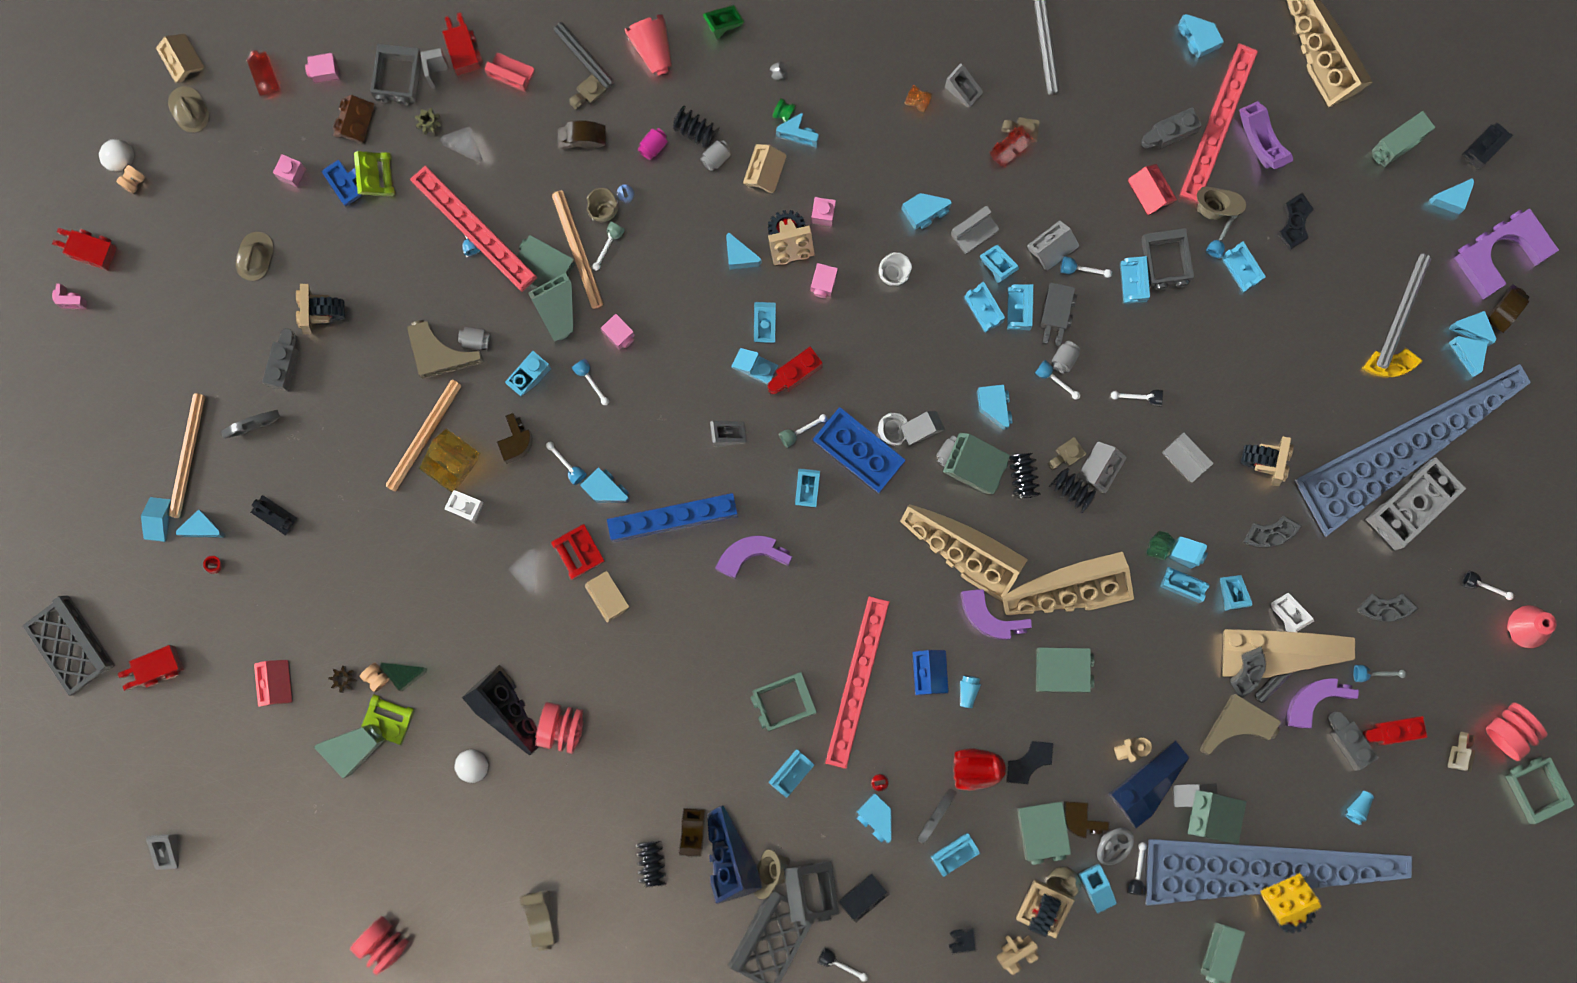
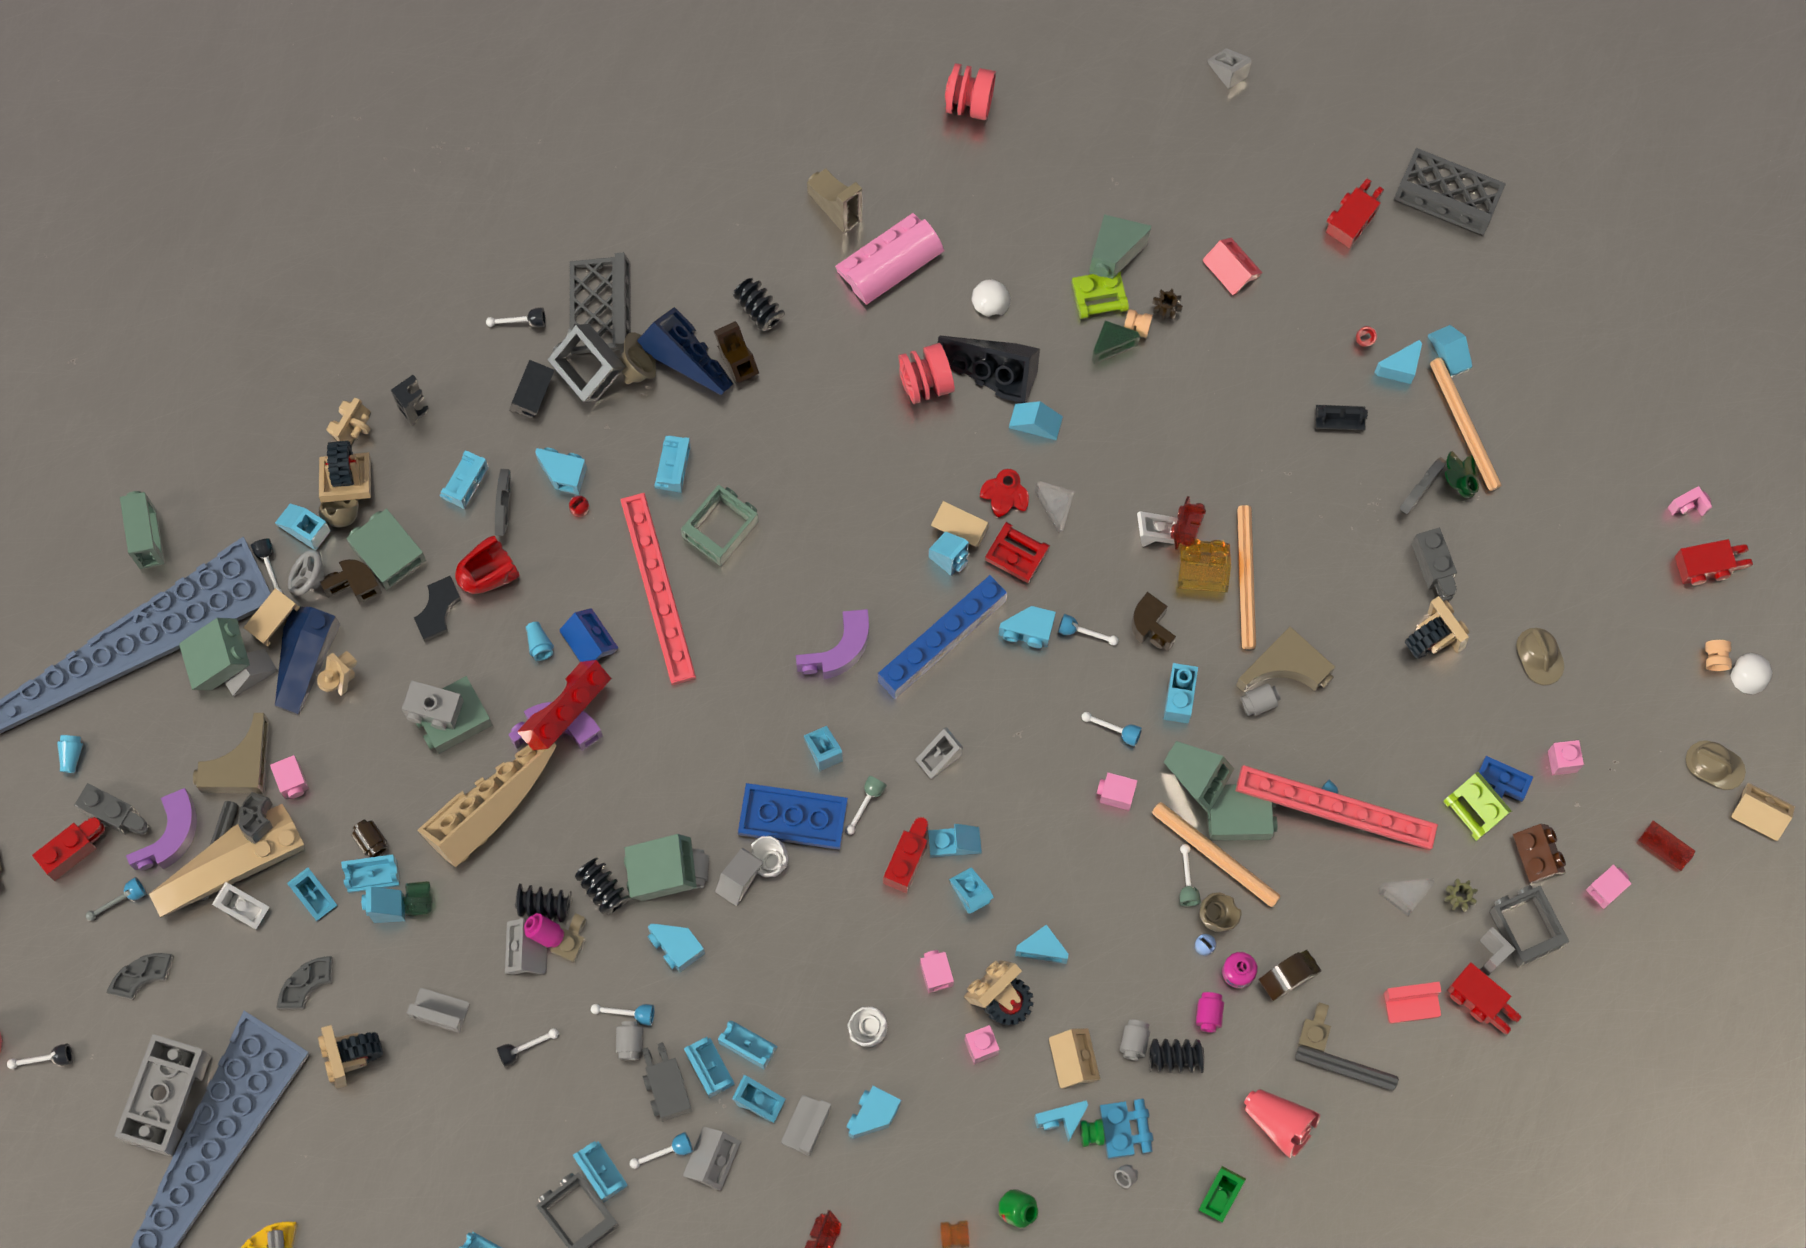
camera: 145 degrees right, 10 degrees down
(216, 416) = (1462, 475): none -> dark green plate
(447, 490) = (1184, 531): none -> clear red hinge
(499, 647) = (1036, 419): none -> medium azure slope
(527, 845) = (890, 258): none -> bright pink brick
(561, 602) = (1005, 496): none -> red plate
(614, 158) = (1232, 974): none -> dark pink head
(628, 577) = (950, 552): none -> medium azure slope
(767, 99) = (1117, 1129): none -> dark azure plate
(865, 89) = (1018, 1208): none -> green head
(974, 554) = (603, 778): tan wedge -> none
(999, 612) = (549, 723): none -> red arch
(1077, 678) = (432, 705): none -> light grey brick
(1084, 466) = (543, 931): none -> dark pink brick
(1158, 824) = (270, 616): none -> tan hinge
(1172, 611) = (369, 838): none -> dark brown brick
(1207, 691) = (289, 777): none -> bright pink brick
(1291, 903) = (96, 613): yellow plate -> none

